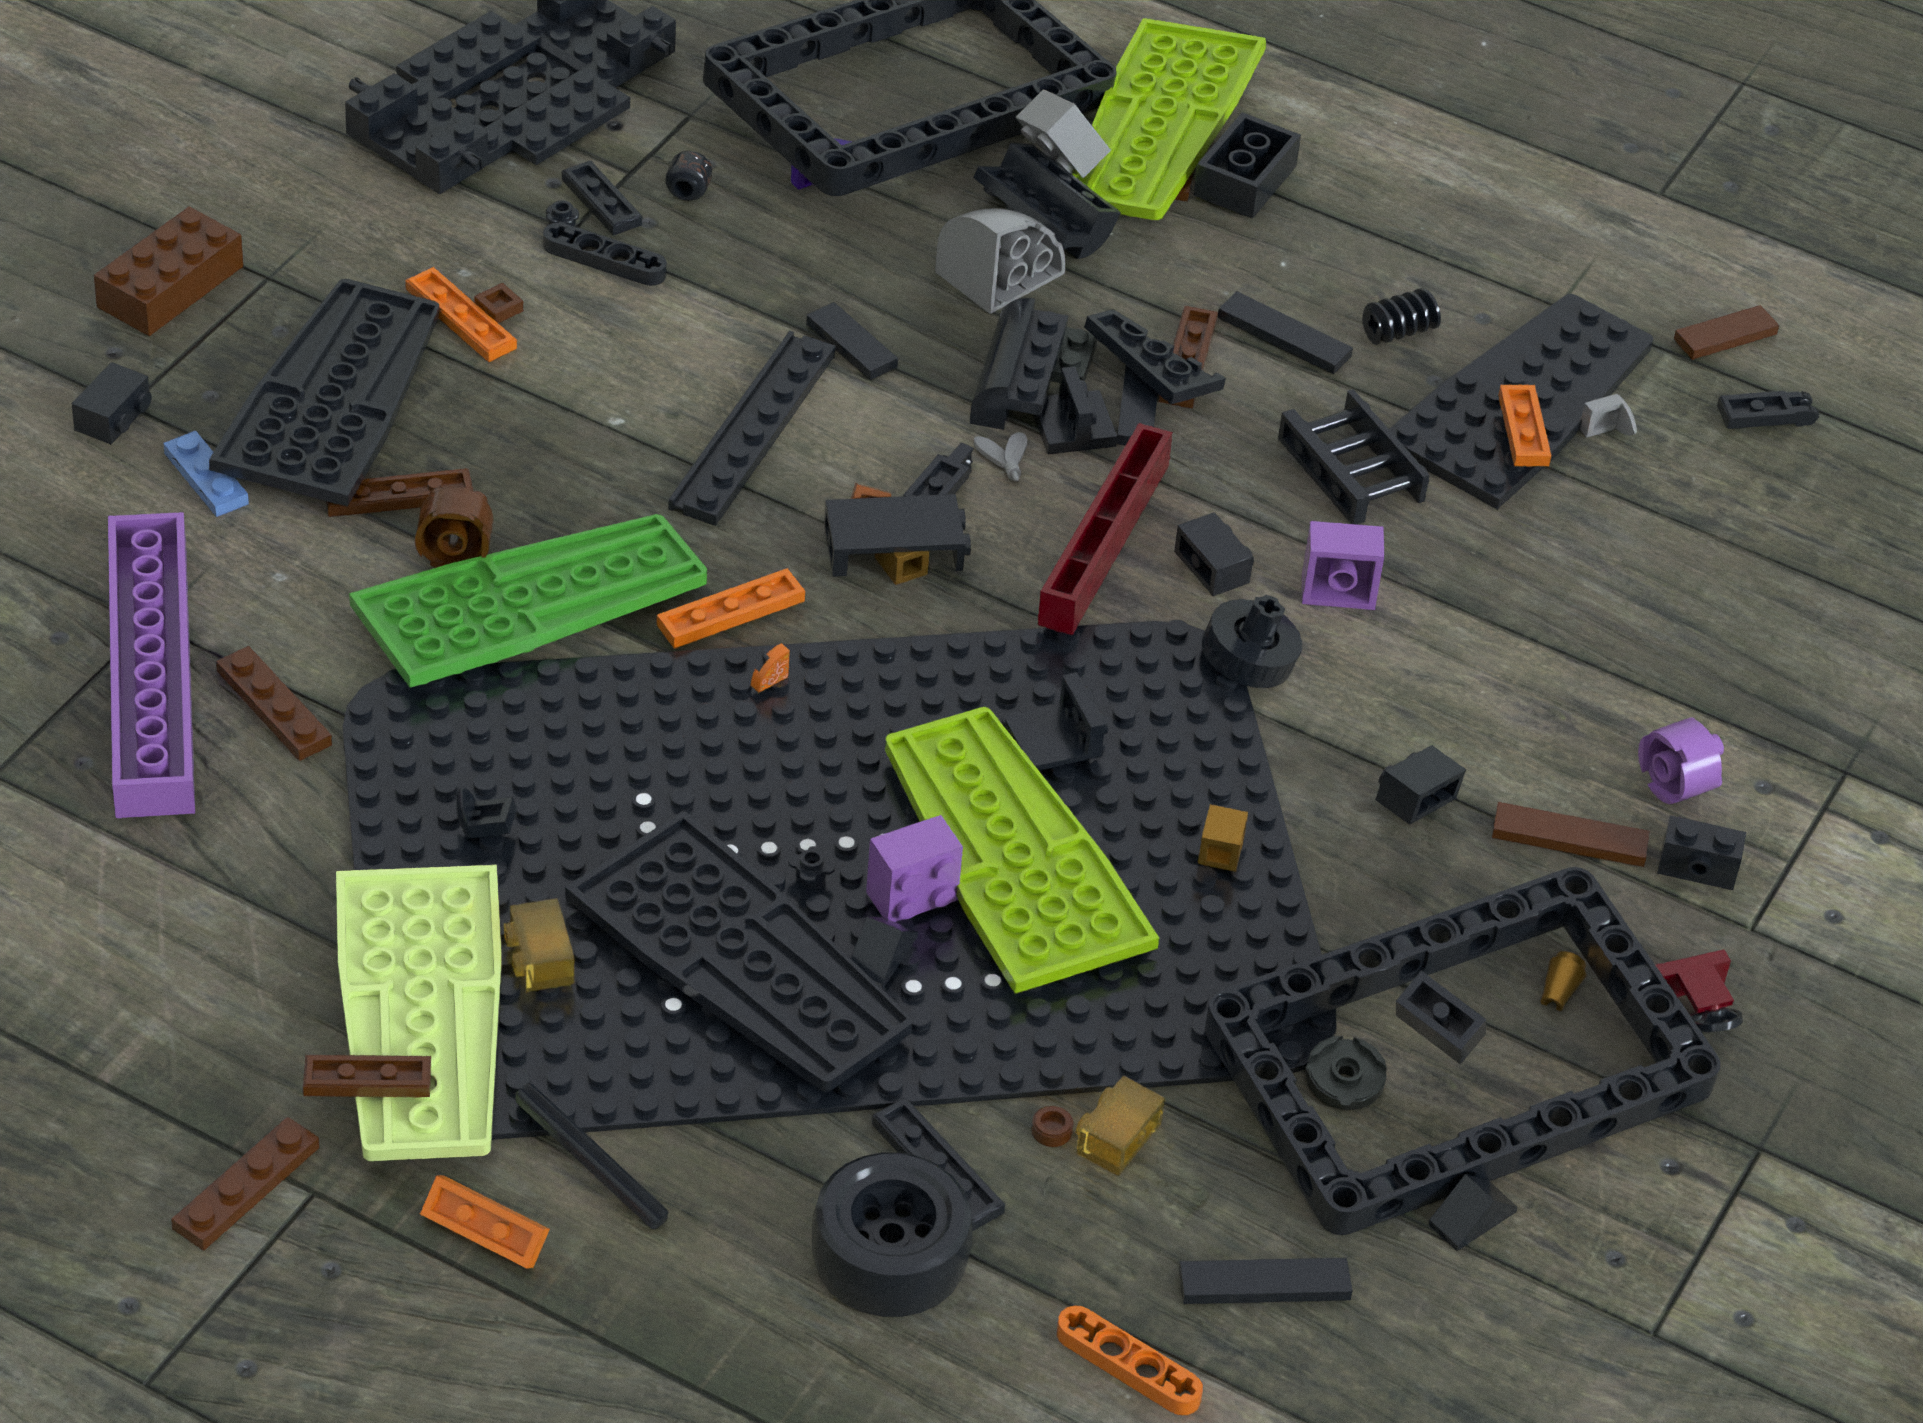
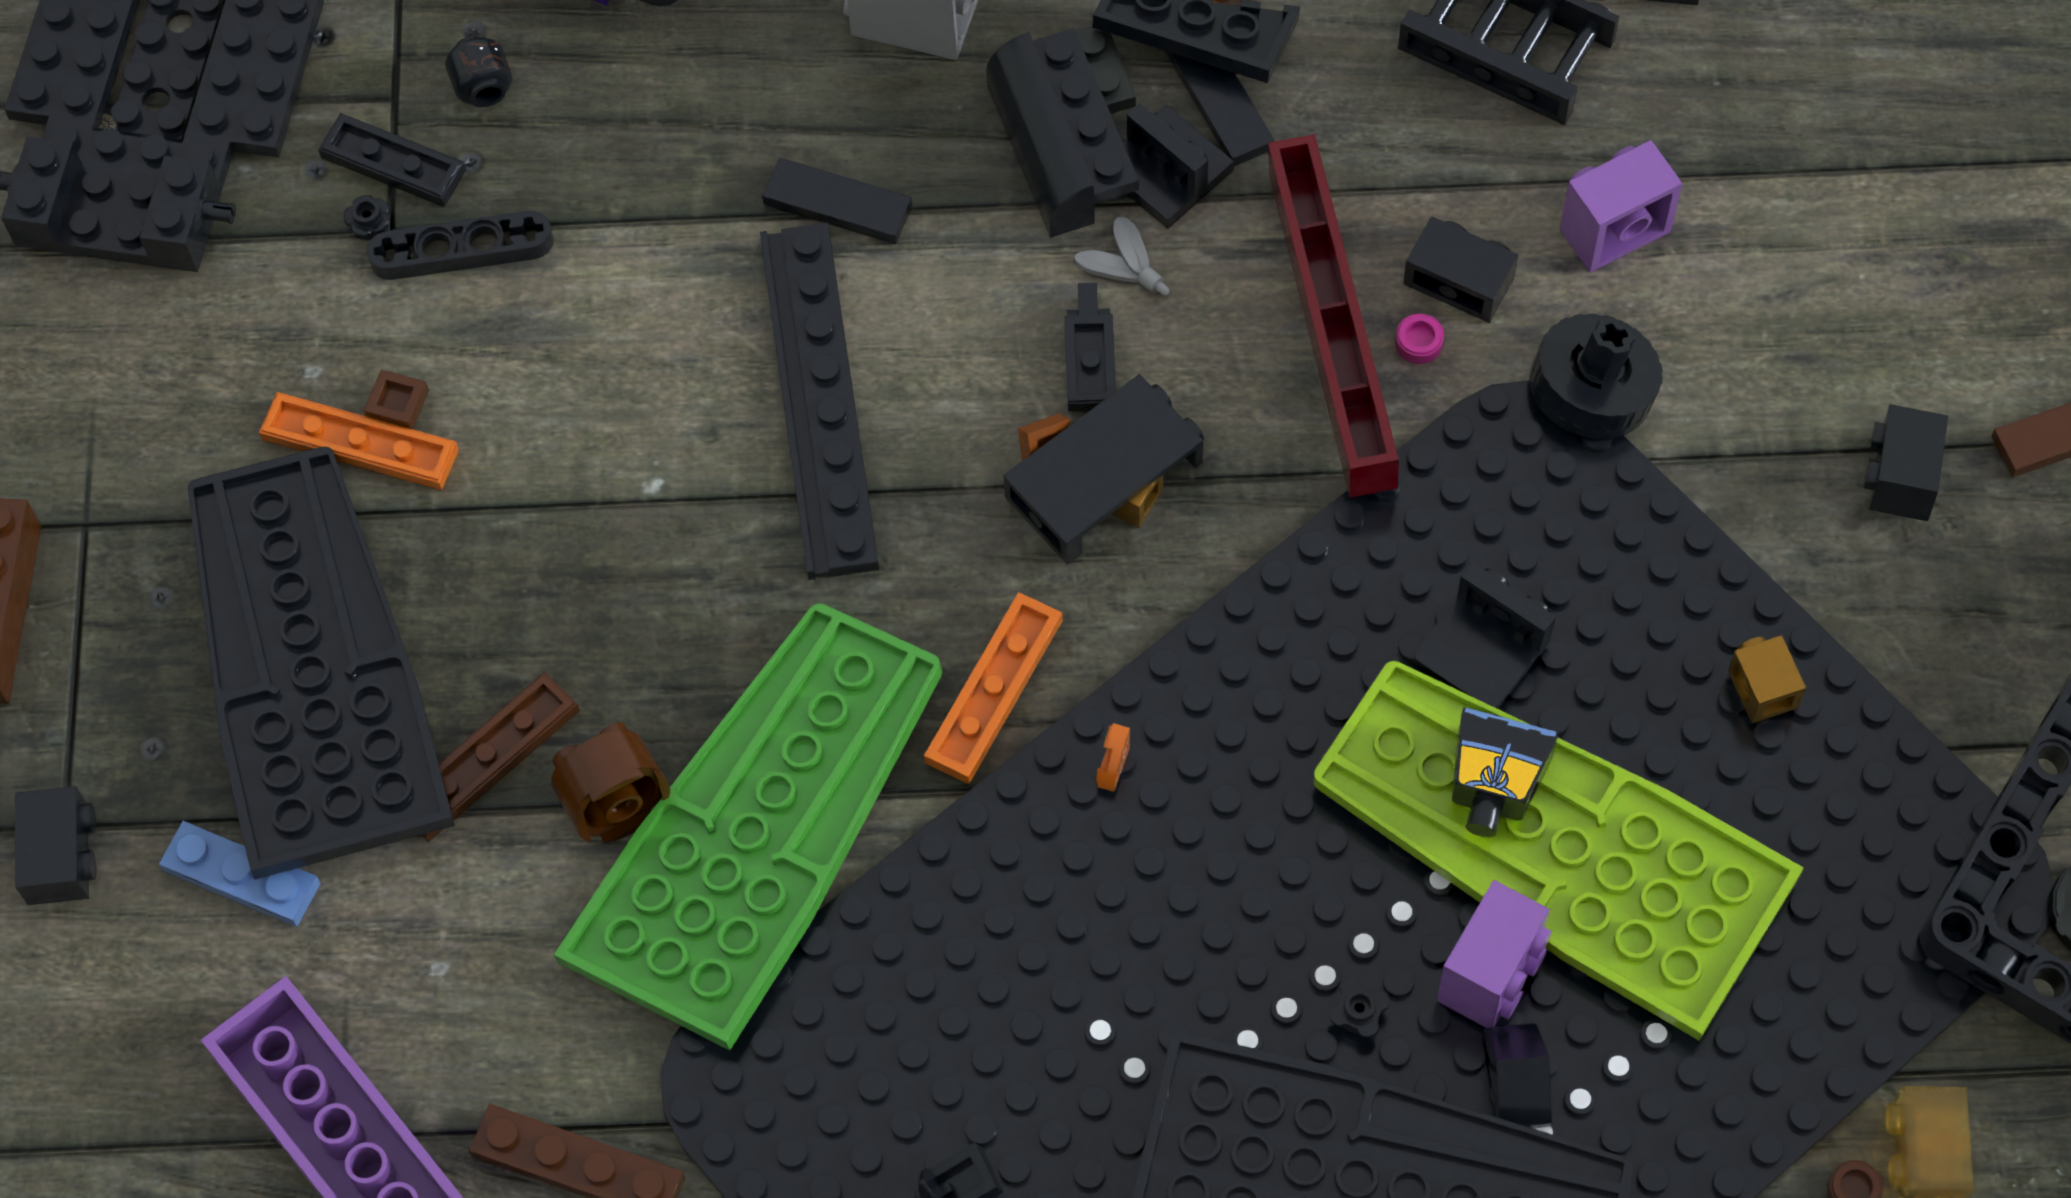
camera: 25 degrees left, 20 degrees up
(1003, 782) = (1498, 768): none -> torso
(1158, 579) = (1419, 338): none -> dark pink tile

